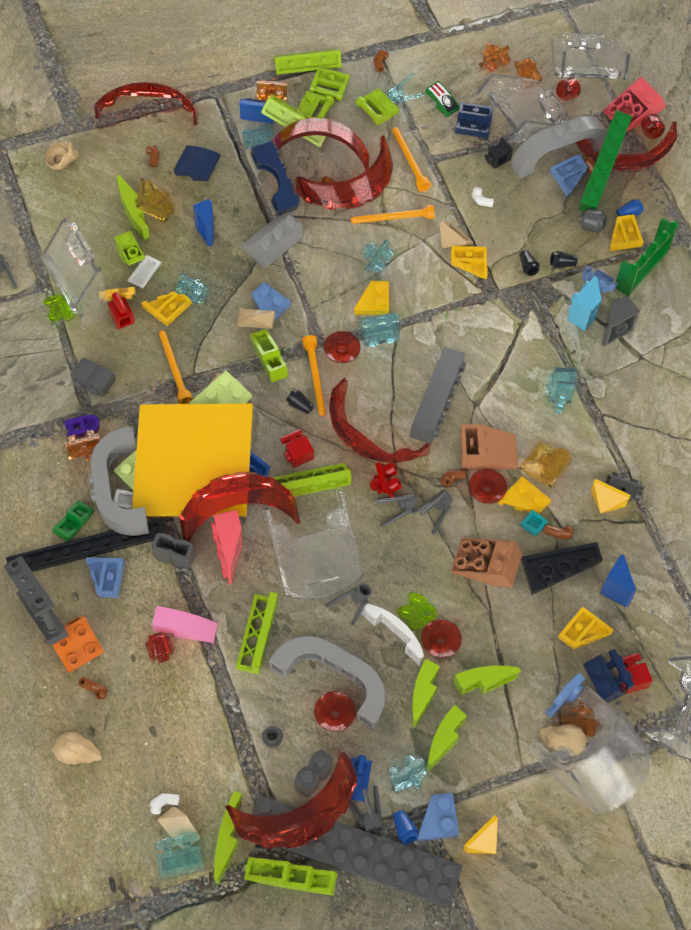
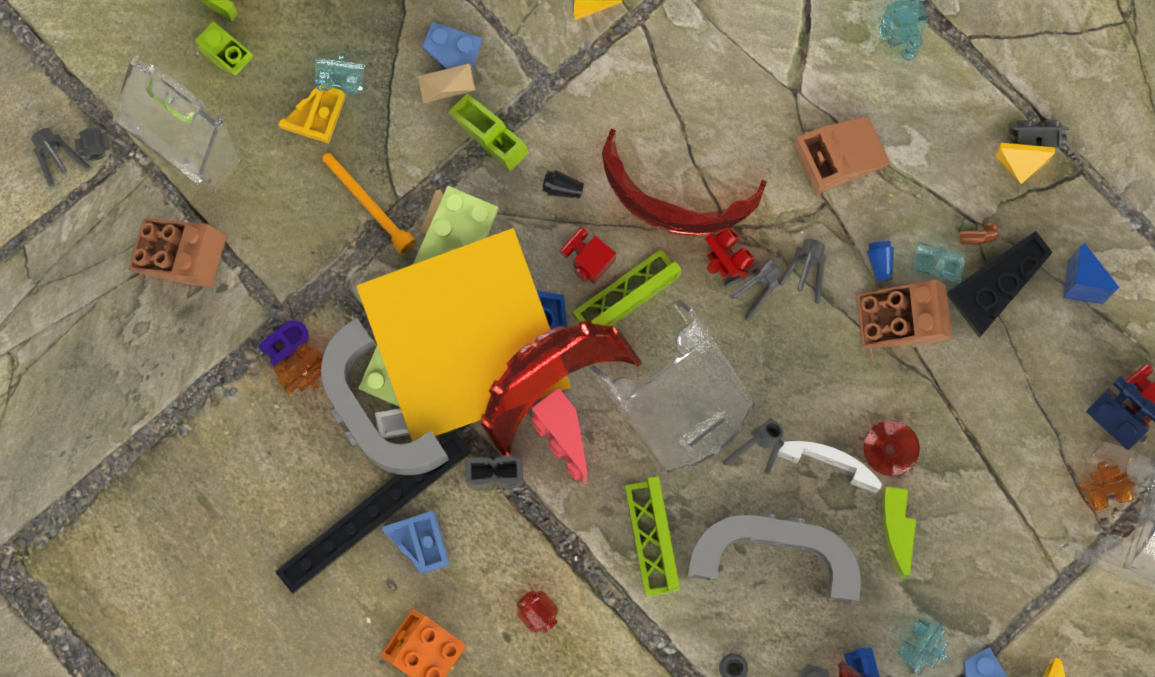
camera: 20 degrees left, 15 degrees up
(24, 273) = (92, 144): none -> dark grey gear
(35, 600) = (354, 623): dark grey fence -> none
(44, 351) = (178, 251): none -> nougat slope
(59, 308) = (165, 177): clear neon green plate -> none
(74, 520) = (338, 482): green slope -> none
(92, 377) = (264, 264): dark grey brick -> none
(120, 311) = (256, 149): red brick -> none
(123, 292) = (245, 119): yellow wing -> none
(144, 271) = (258, 73): white tile -> none
(184, 625) = (555, 567): bright pink slope -> none
(310, 343) = (537, 92): light orange piece -> none
(336, 702) = (806, 590): clear red dish -> none
(344, 341) = (588, 69): clear red dish -> none
(379, 329) = (623, 33): clear light blue brick -> none
(414, 611) = (840, 424): clear neon green plate -> none
(437, 396) = (746, 104): dark grey brick -> none
(446, 736) = (950, 578): lime slope -> none
(450, 476) = (807, 212): dark orange arm -> none
(485, 678) = (968, 479): lime slope -> none
(486, 521) = (881, 260): none -> blue cone
(487, 479) = (866, 196): clear red dish -> none
(517, 532) = (948, 266): none -> clear light blue hips
(525, 497) = (916, 202): yellow wing -> none
(533, 523) = (944, 234): teal plate -> none
(546, 463) = (924, 141): clear yellow slope -> none
(564, 735) = (1099, 519): tan hair -> none
(568, 693) = (1086, 452): medium blue wing -> none
(584, 629) = (1065, 359): yellow wing -> none

